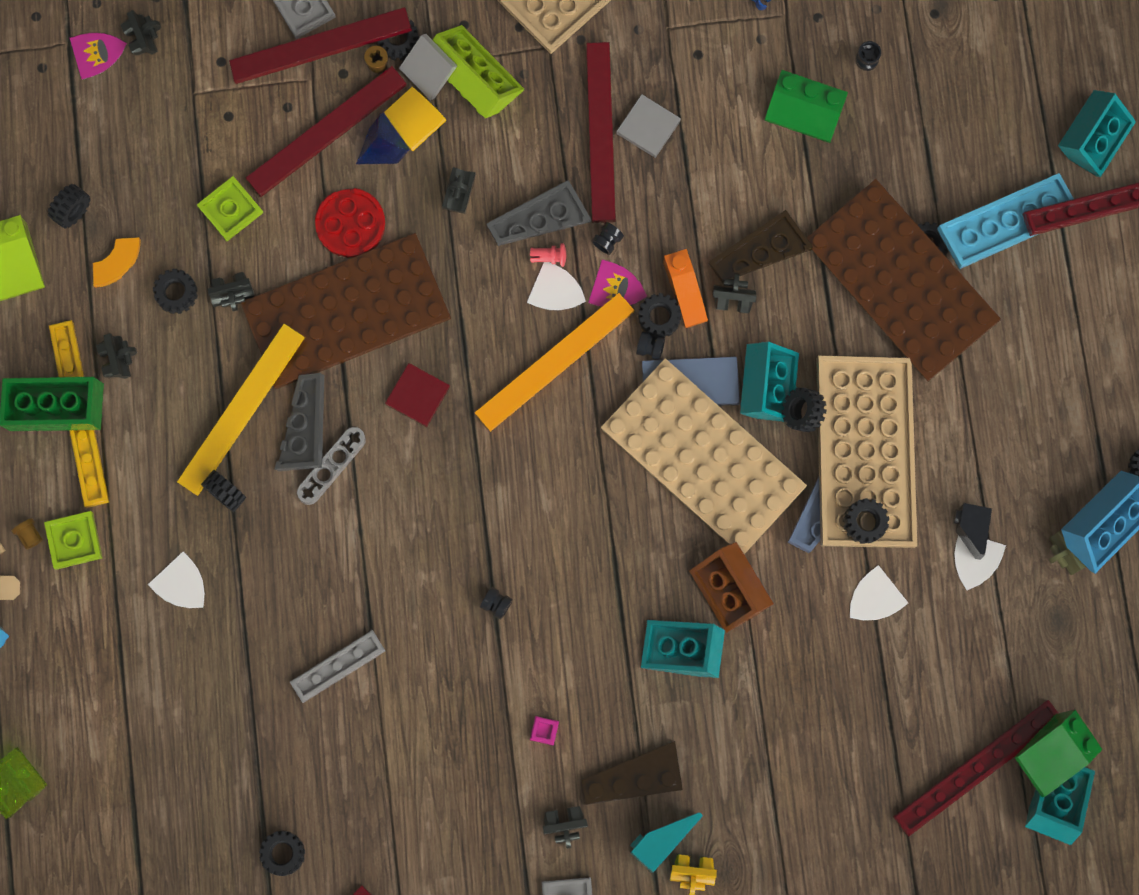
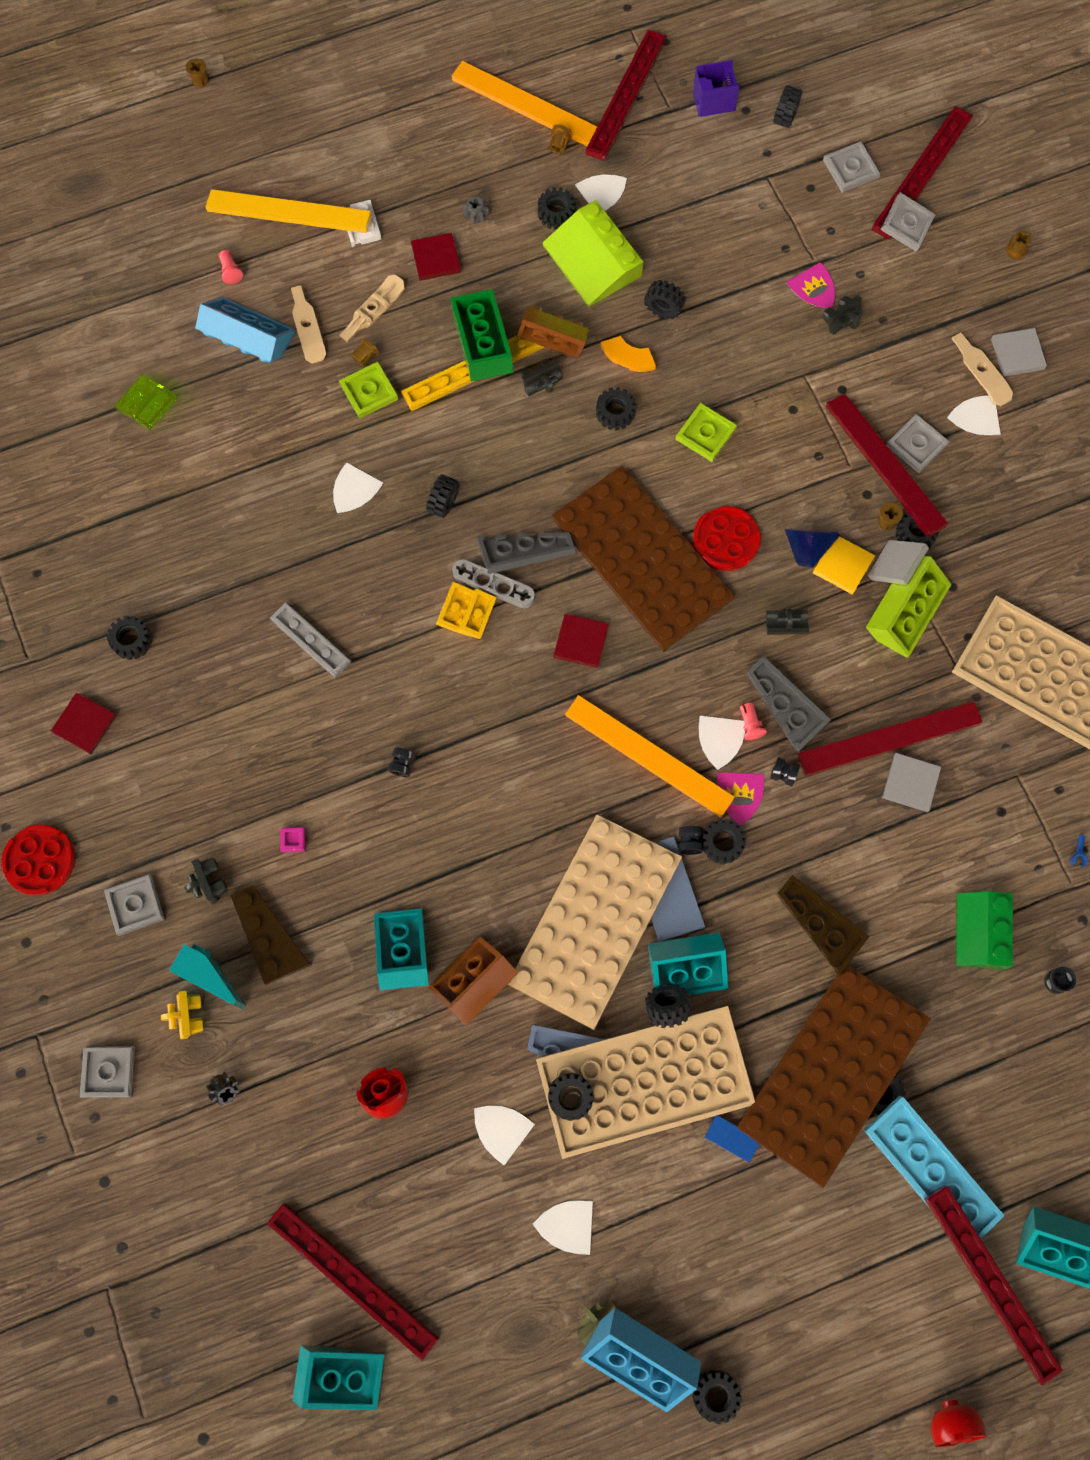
camera: 75 degrees right, 5 degrees down
(70, 328) = (553, 332): none -> dark orange slope
(230, 293) = (627, 455): pearl dark grey hips -> none
(241, 408) = (526, 492): yellow tile -> none
(326, 131) = (807, 494): dark red tile -> none
(352, 500) = (466, 610): none -> yellow slope
(685, 288) = (758, 858): orange slope -> none
(744, 296) = (770, 908): pearl dark grey hips -> none
(774, 850) = (222, 1089): none -> black gear
(817, 695) = (383, 1093): none -> red cylinder
(935, 390) = (731, 1139): none -> blue tile
(973, 527) = (597, 1213): black slope -> none
(1058, 752) = (381, 1362): green slope -> none

